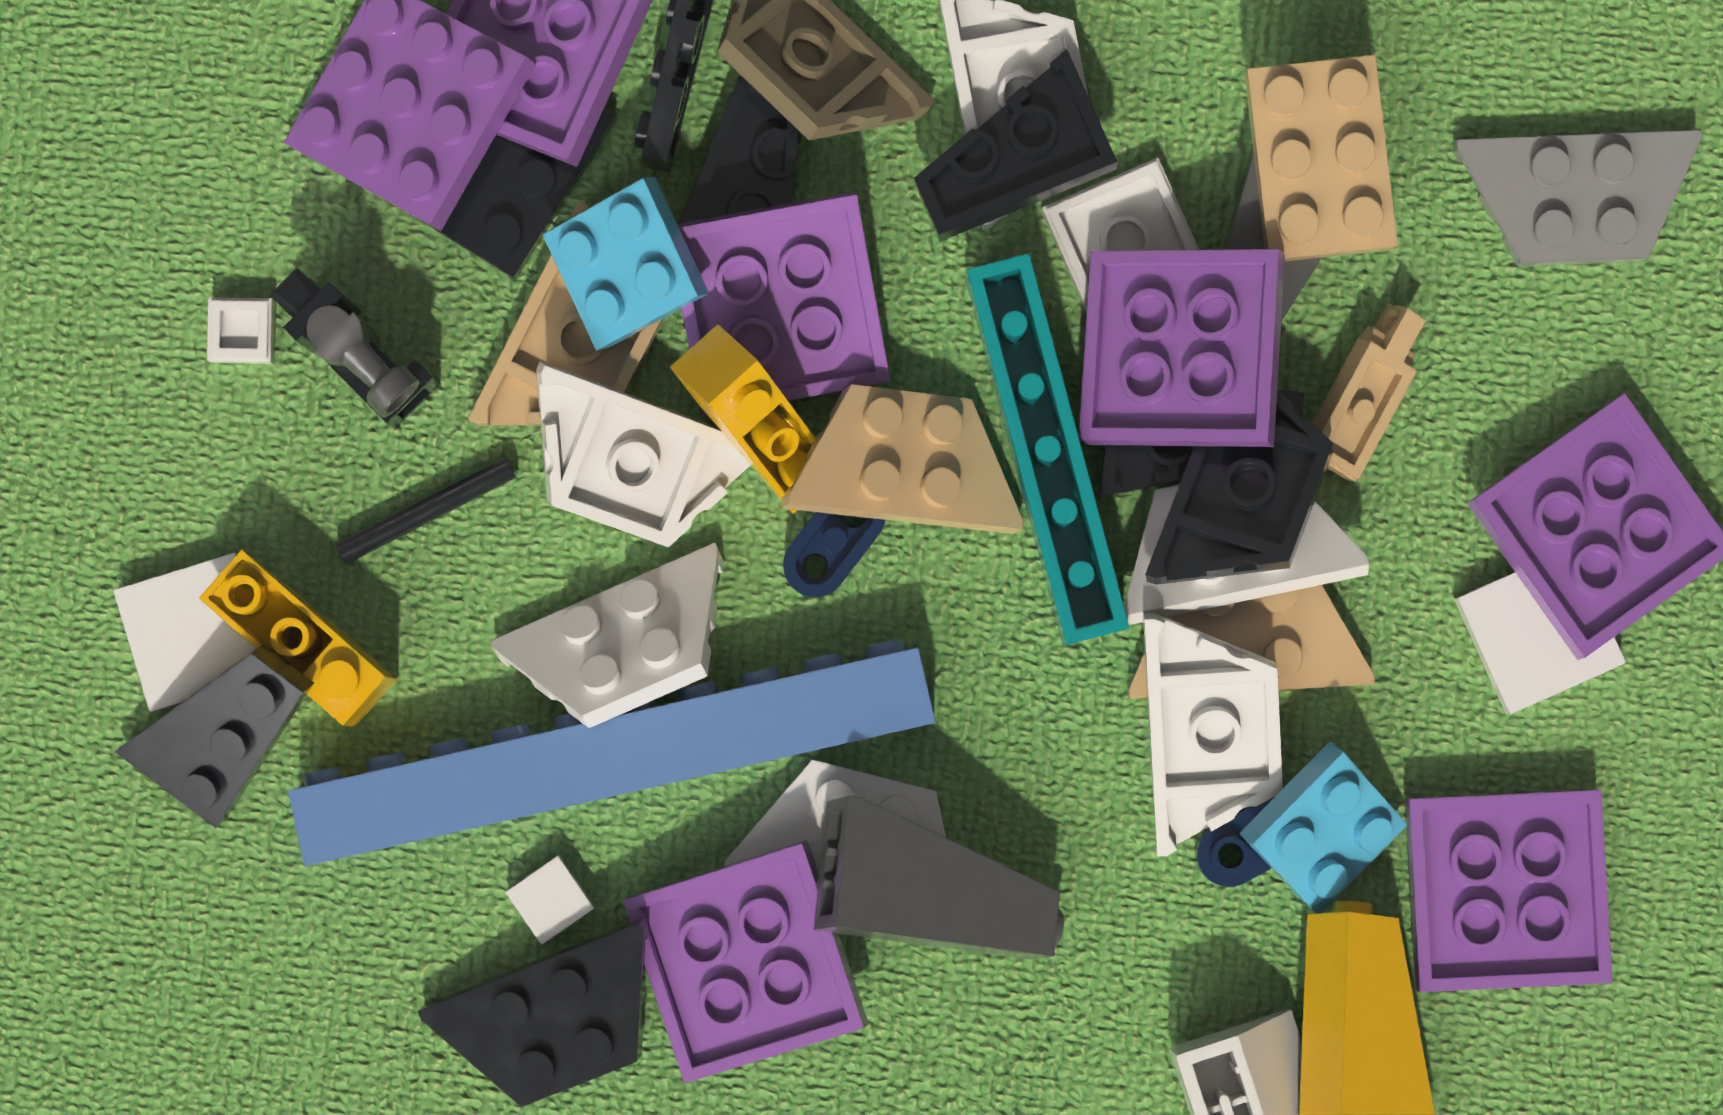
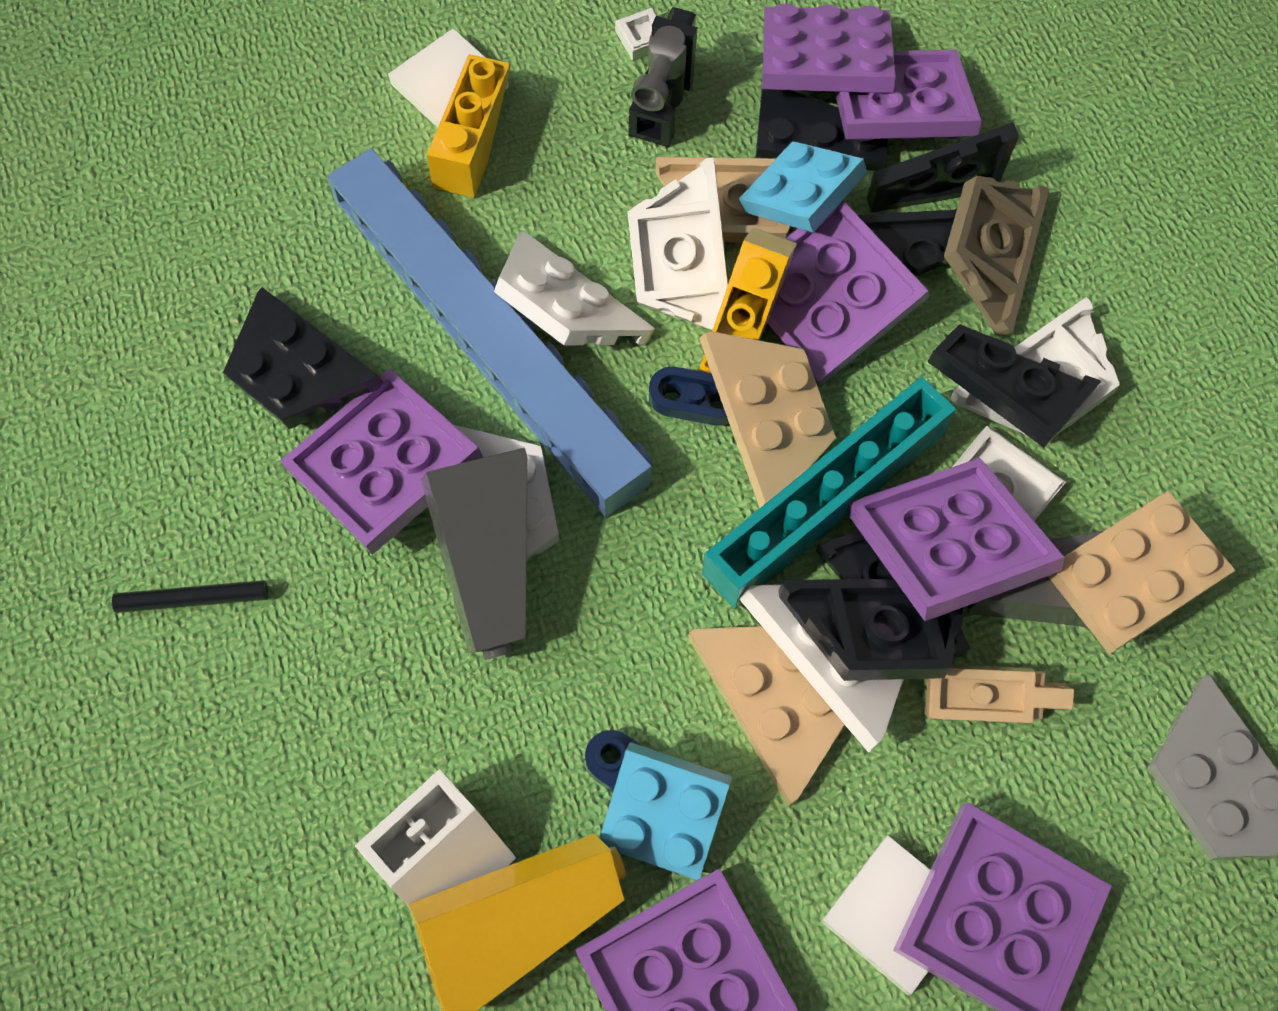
camera: 65 degrees right, 20 degrees down
(221, 734) = (391, 105): black wing -> none
(425, 509) = (588, 166): black bar -> none
(550, 899) = (371, 335): white tile -> none
(1208, 730) = (694, 690): white wing -> none

